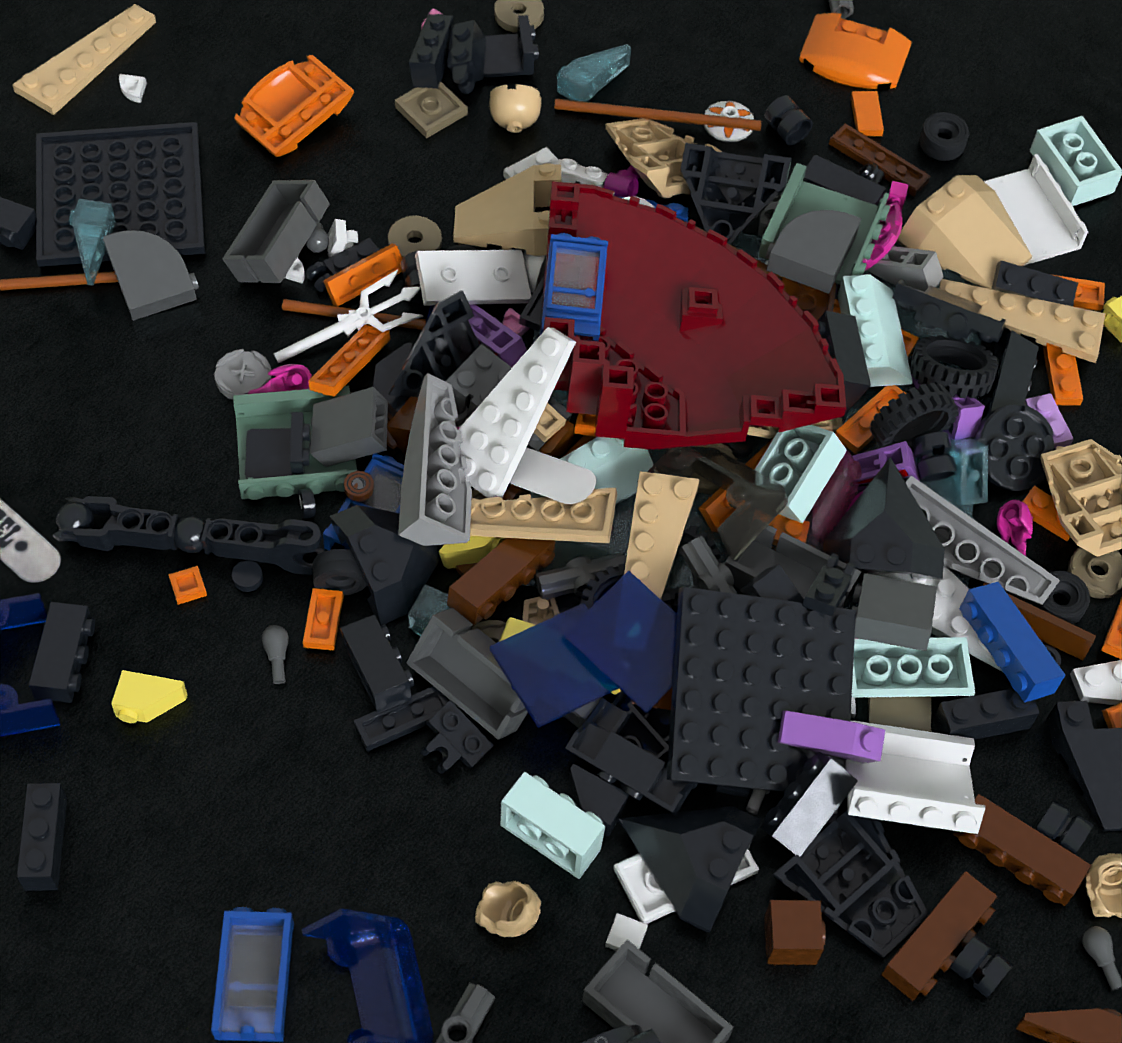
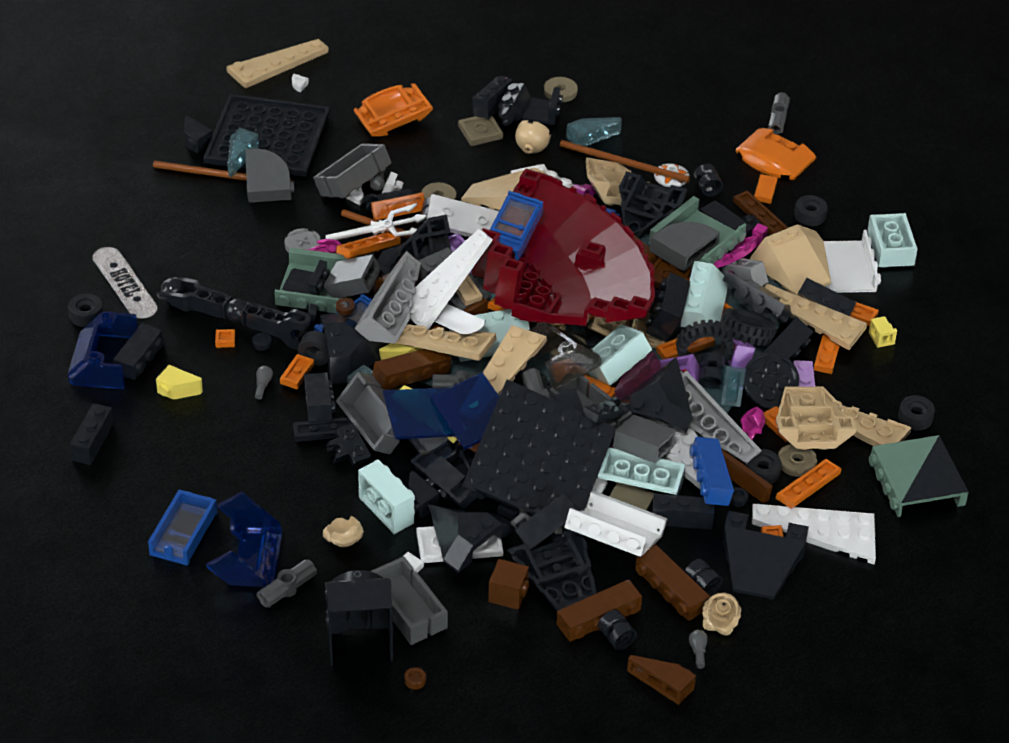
camera: 20 degrees right, 15 degrees down
(832, 736) = (577, 489): medium lavender slope -> none

